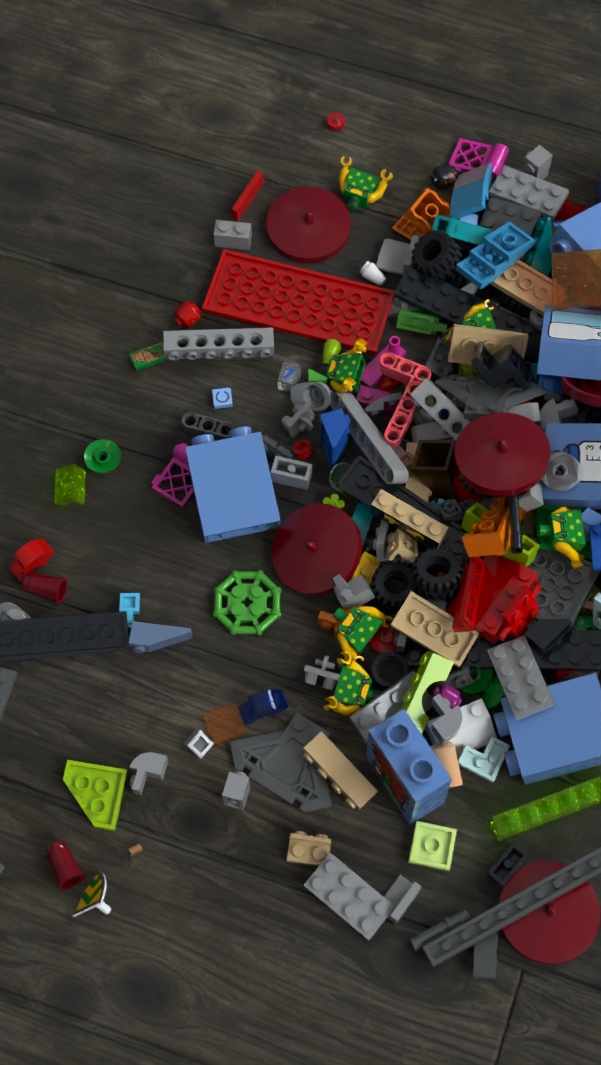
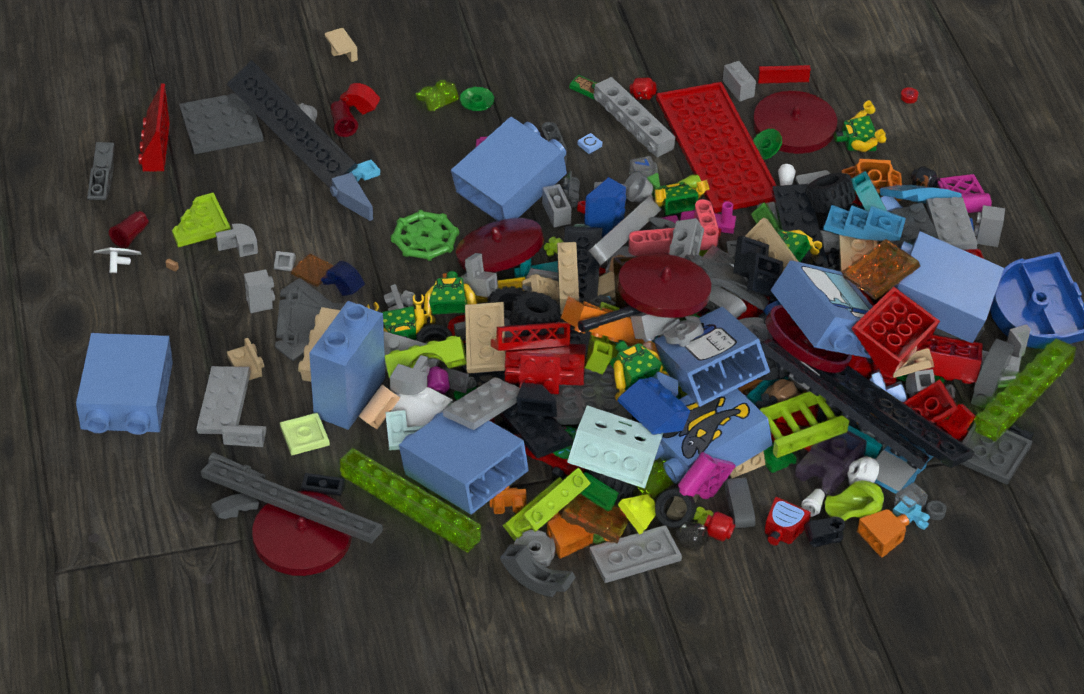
camera: 55 degrees right, 20 degrees down
(282, 980) = (124, 383): none -> medium blue brick
(323, 253) = (768, 142): none -> green dish

